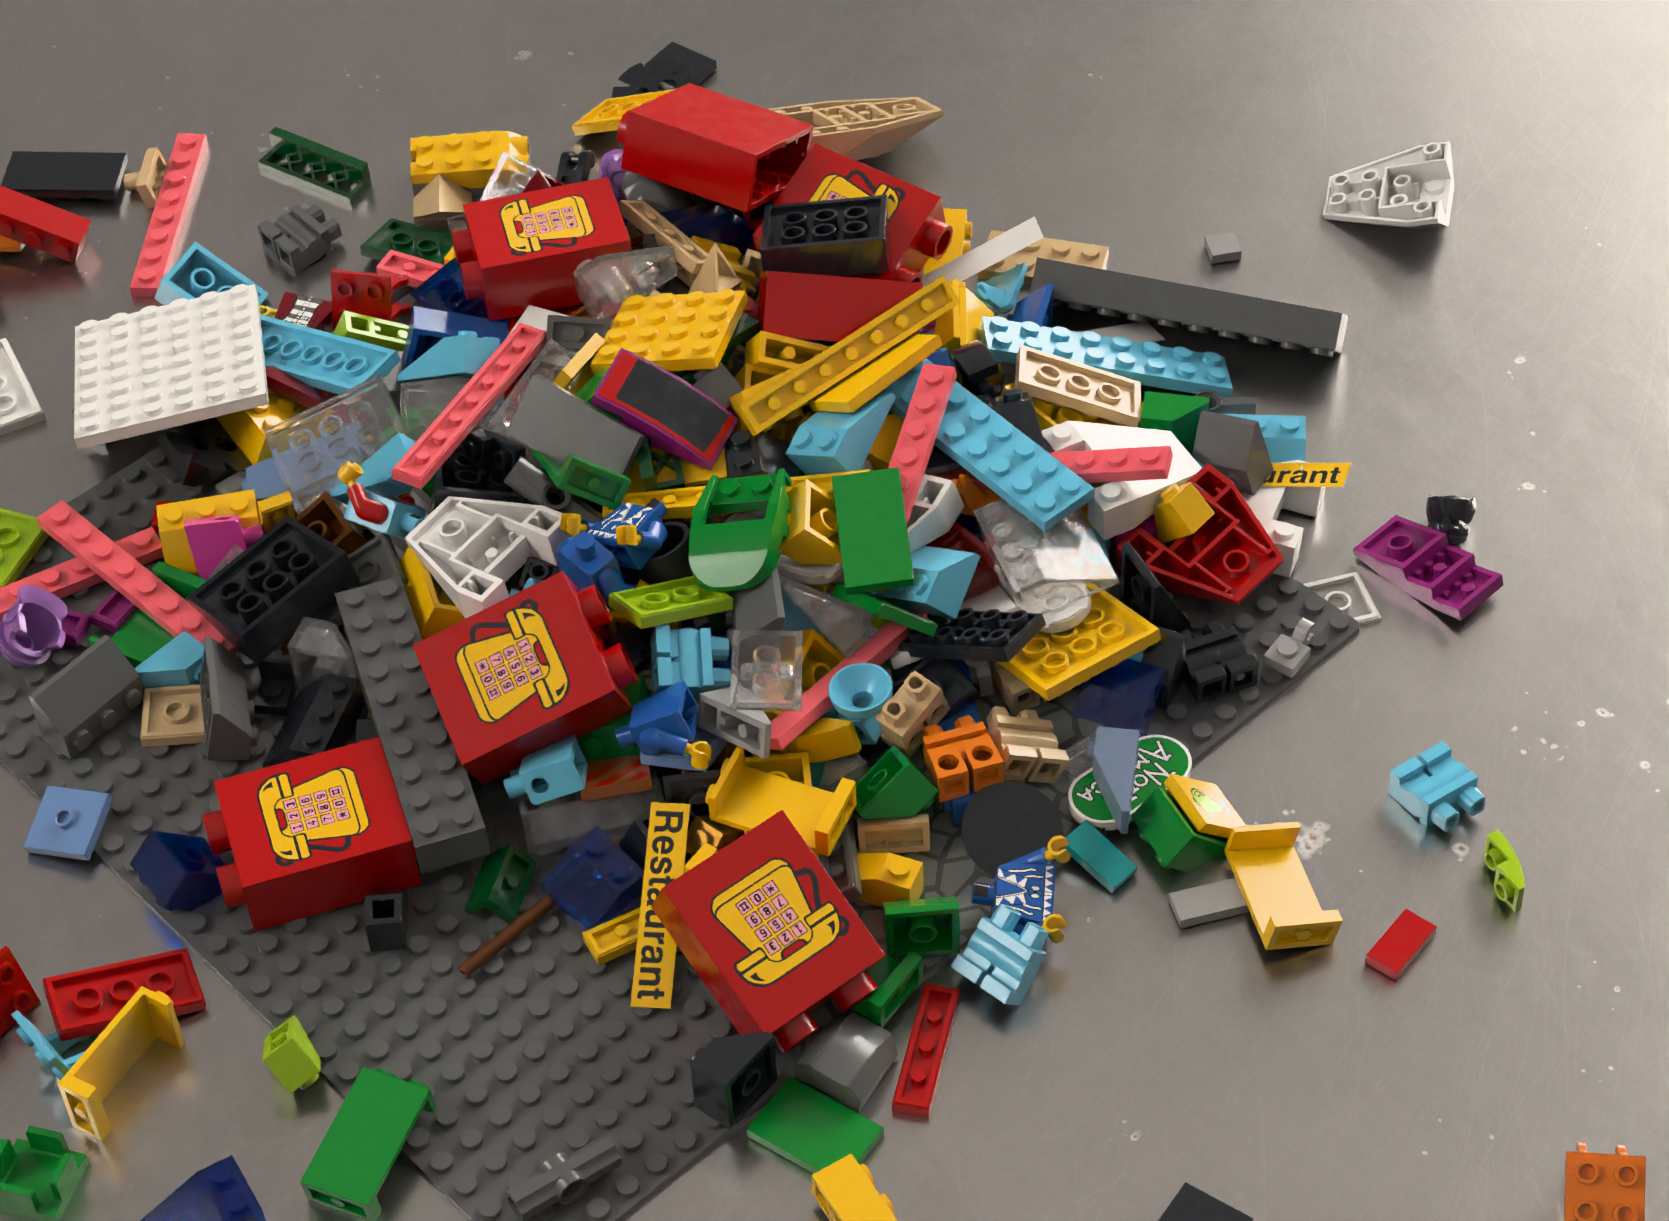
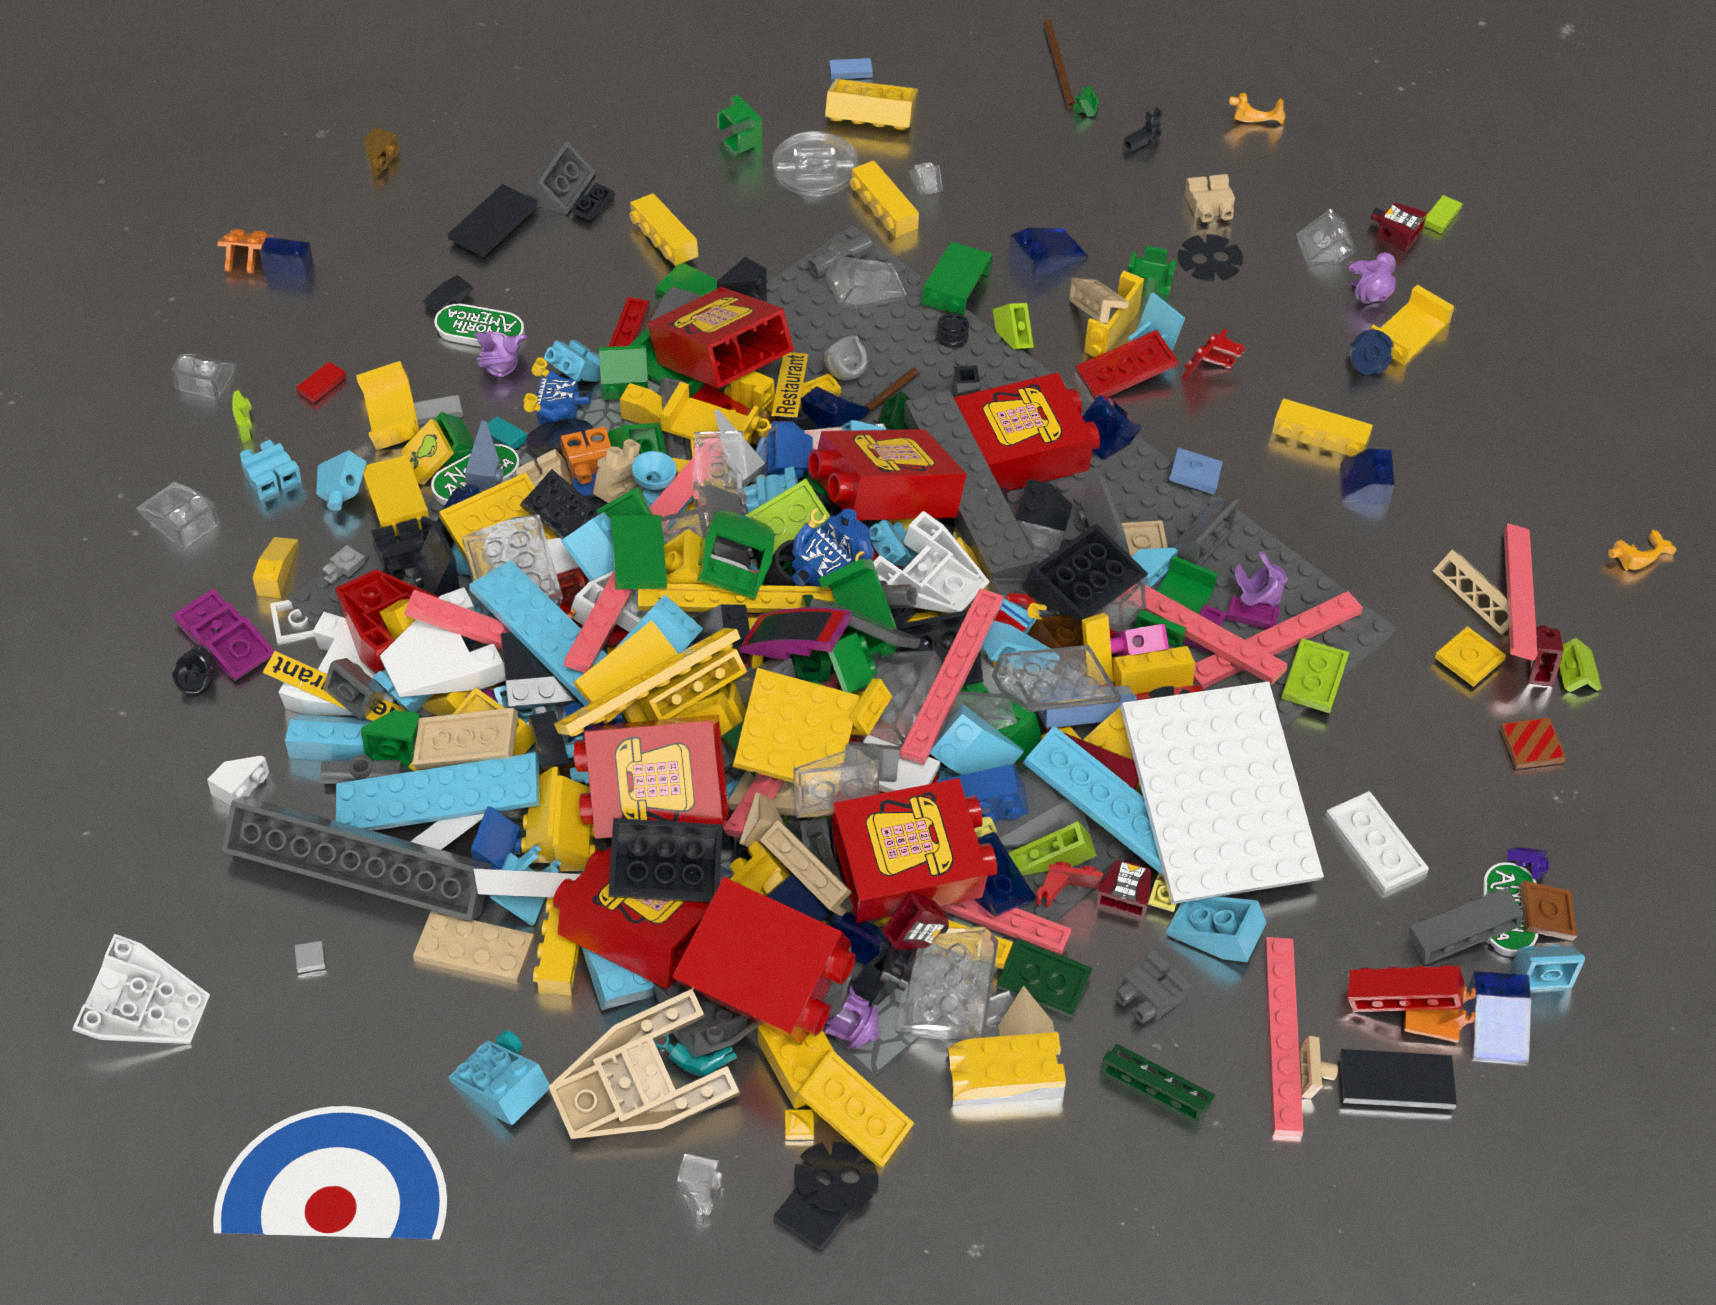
camera: 175 degrees right, 5 degrees up
(156, 1070) = (1095, 298): none -> tan fence
(392, 1038) = (953, 331): none -> black wheel
(525, 1118) = (864, 283): none -> clear slope
(579, 949) = (846, 358): none -> light grey piece
(790, 76) = (696, 1184): none -> clear slope
(991, 174) = (509, 1041): none -> teal tile
(996, 145) = (501, 1081): none -> medium azure slope
(1115, 990) = (499, 352): none -> medium lavender helmet
(1151, 87) = (335, 1177): none -> sticker
(1169, 1052) = (461, 321): none -> tile
(1229, 1103) = (447, 293): none -> black slope
(1243, 742) = (394, 491): none -> yellow panel
(1327, 759) = (340, 479): none -> medium azure torso
(1355, 401) = (238, 778): none -> white slope
(1386, 655) = (274, 567): none -> yellow slope
(1522, 1160) = (286, 257): none -> clear blue brick
(1548, 724) = (180, 514): none -> clear slope
(1590, 944) = (201, 375): none -> clear slope

